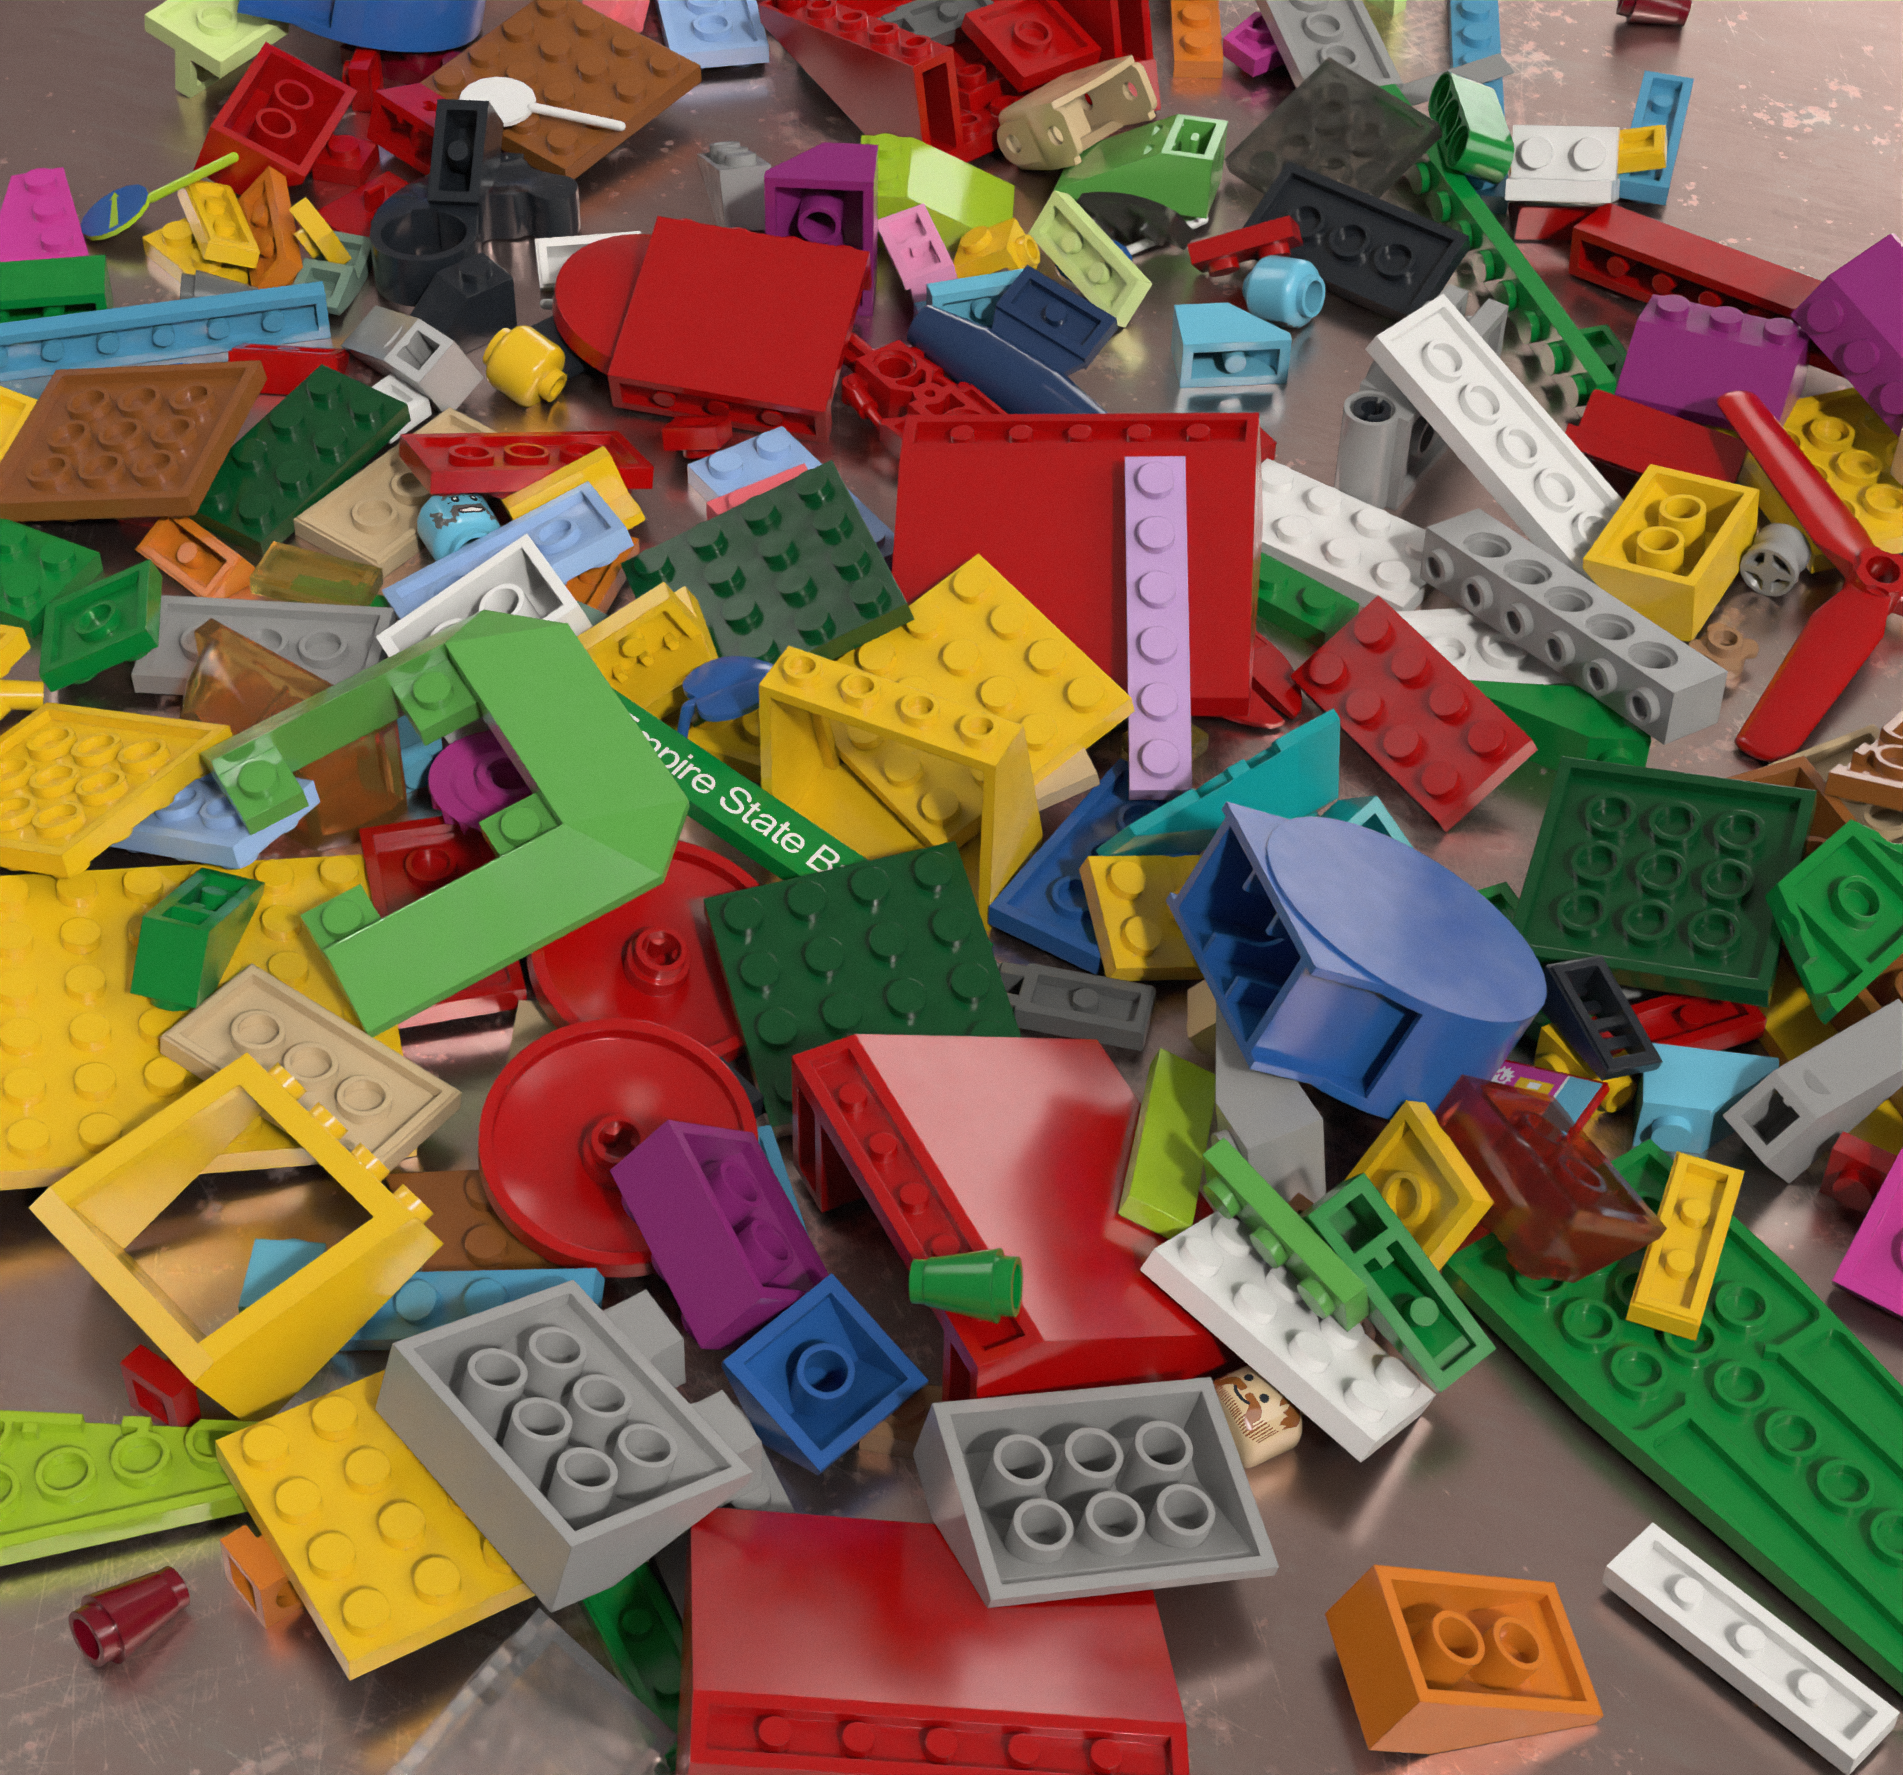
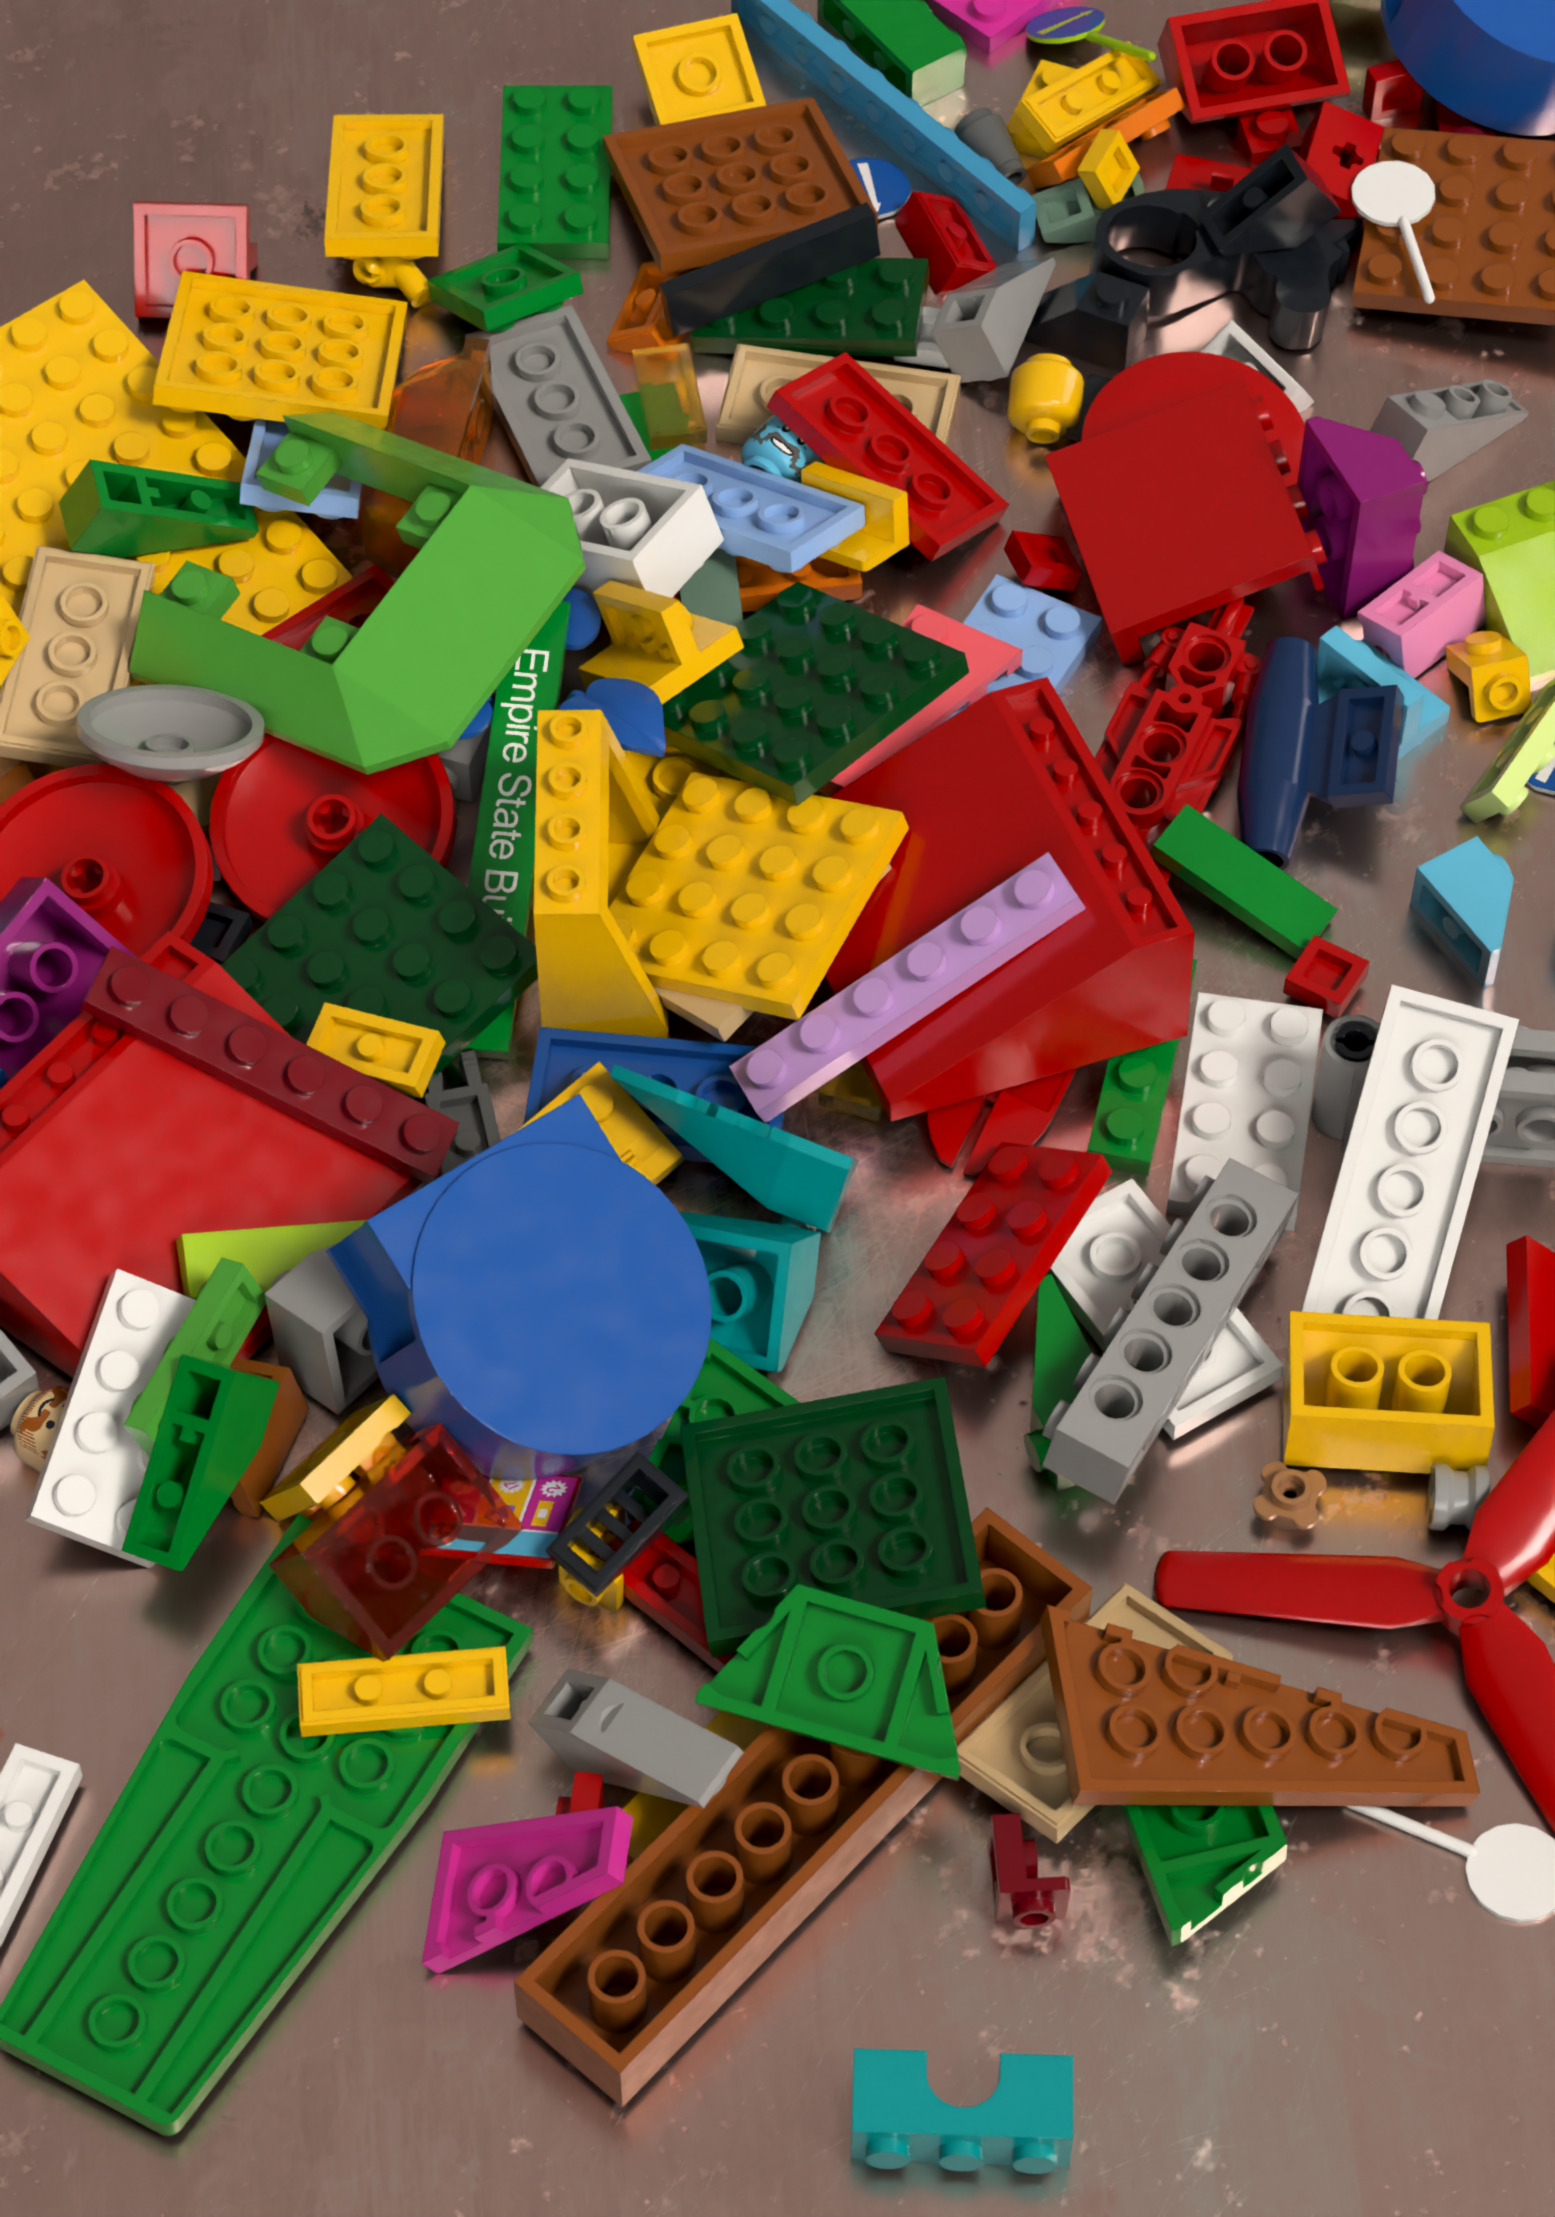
camera: 65 degrees right, 10 degrees up
(260, 446) = (770, 269): none -> black tile
(518, 990) = (170, 731): none -> light grey dish
(972, 1058) = (269, 1065): none -> dark red plate
(983, 992) = (379, 1047): none -> yellow plate
(1689, 1093) = (607, 1639): medium azure slope -> none

